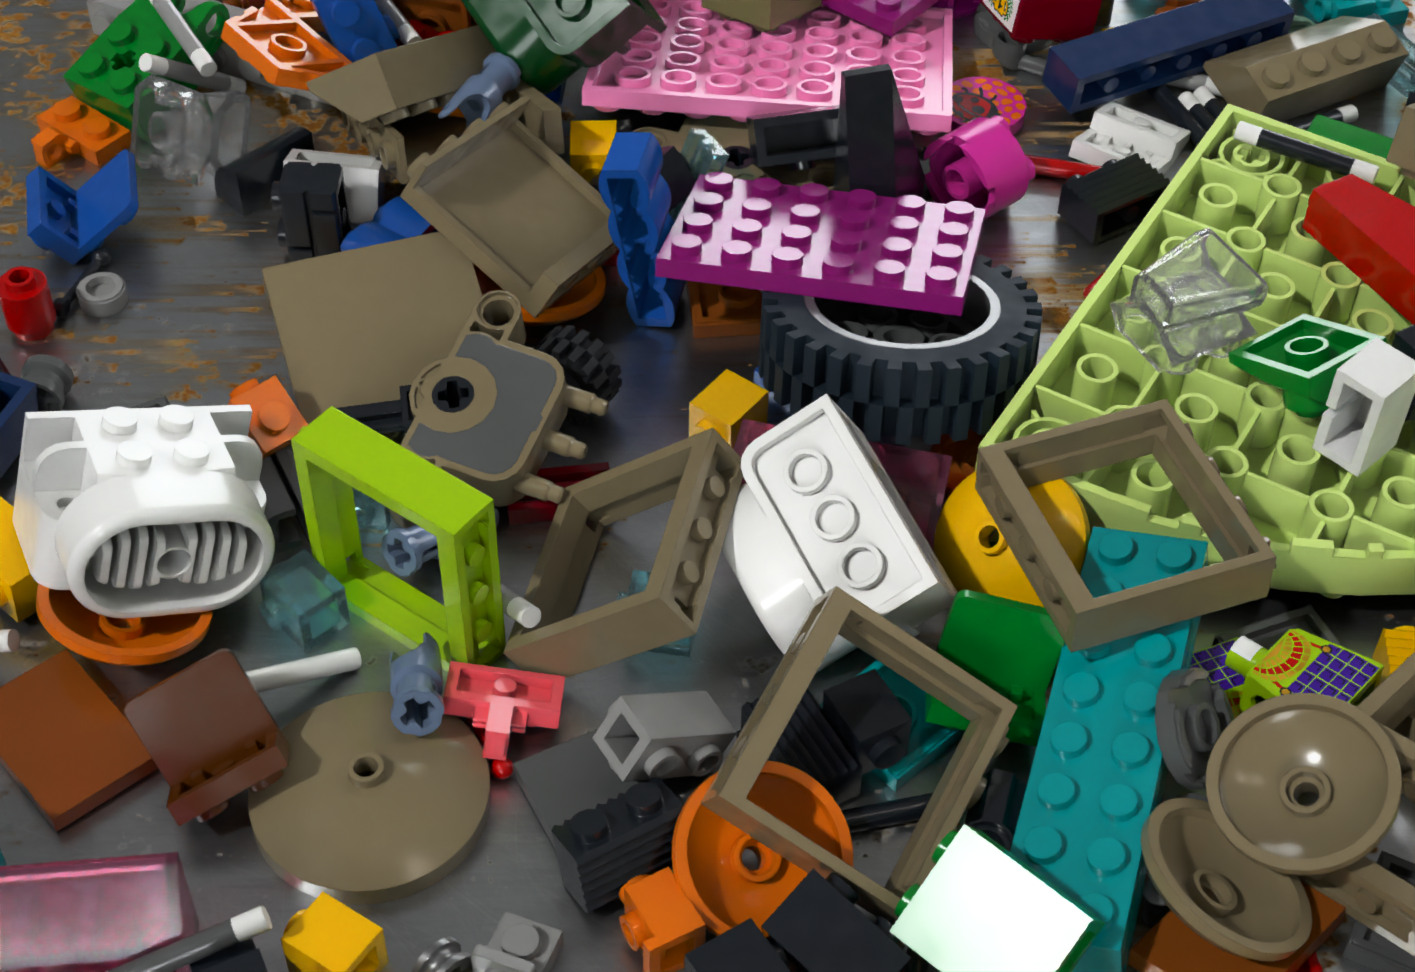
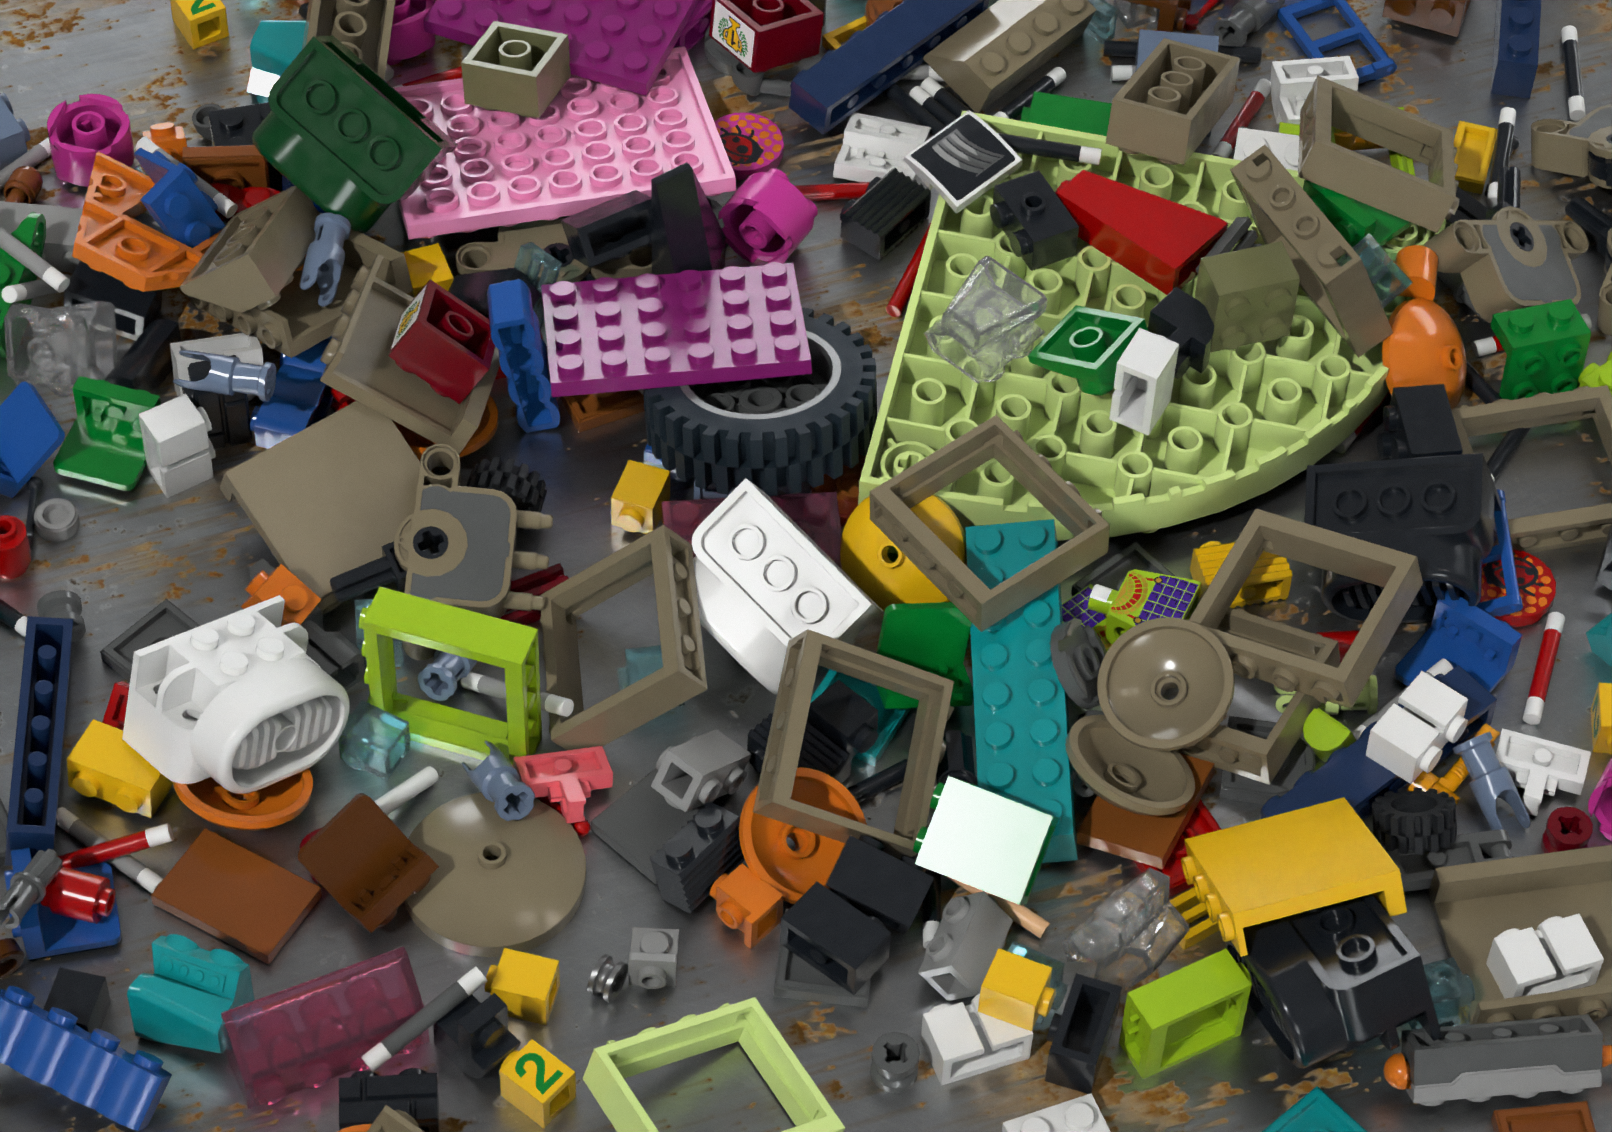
camera: 20 degrees left, 5 degrees up
(202, 228) = (106, 435): none -> green bracket
(247, 240) = (177, 445): none -> white piece
(272, 107) = (132, 307): none -> black brick
(319, 178) = (232, 376): none -> sand blue piece
(554, 194) = (443, 342): none -> dark red brick
(1214, 145) = (963, 161): none -> slope
(1279, 217) = (1034, 220): none -> black brick

